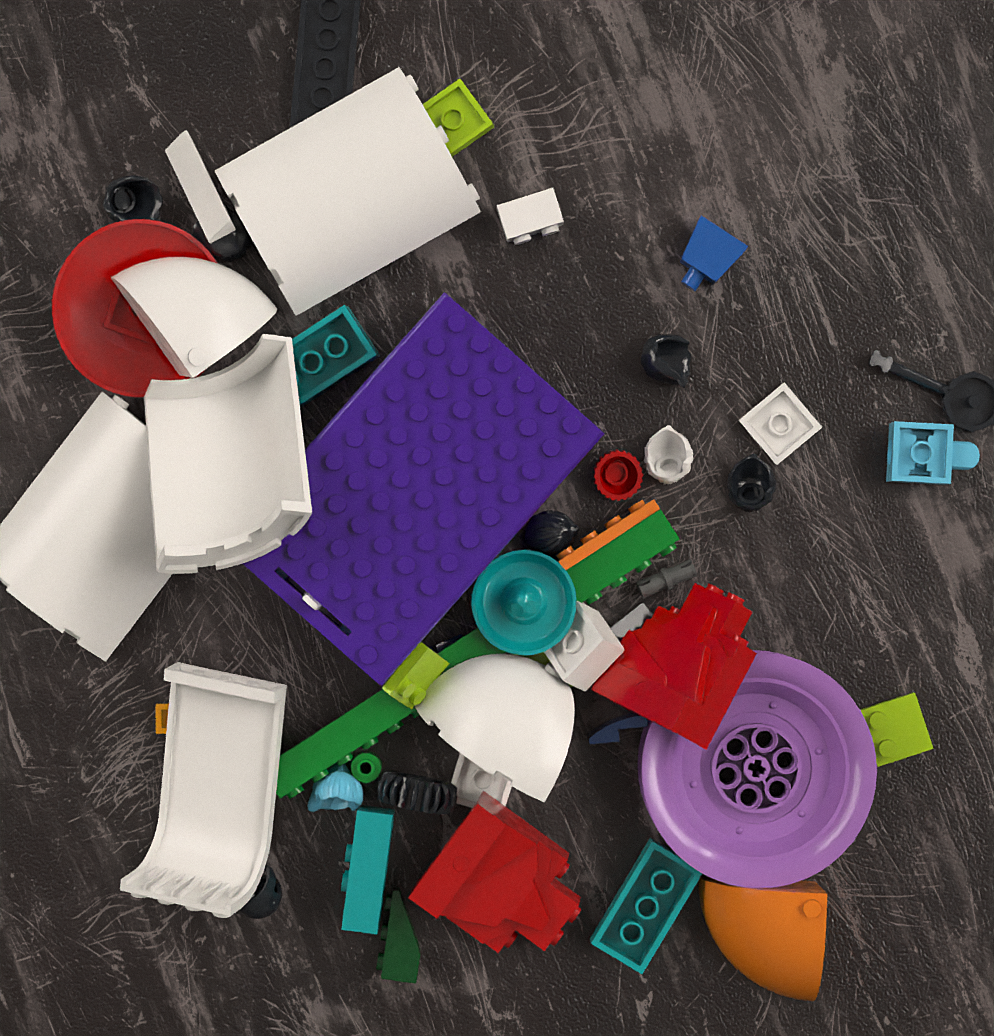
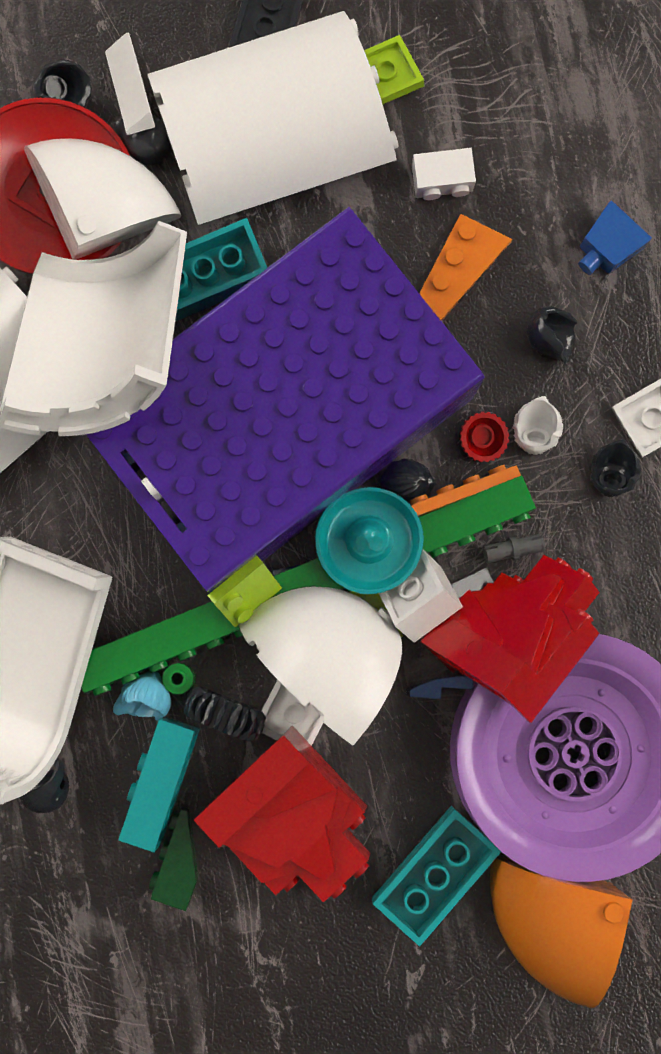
camera: 10 degrees right, 5 degrees down
(563, 304) = (461, 262): none -> orange wing

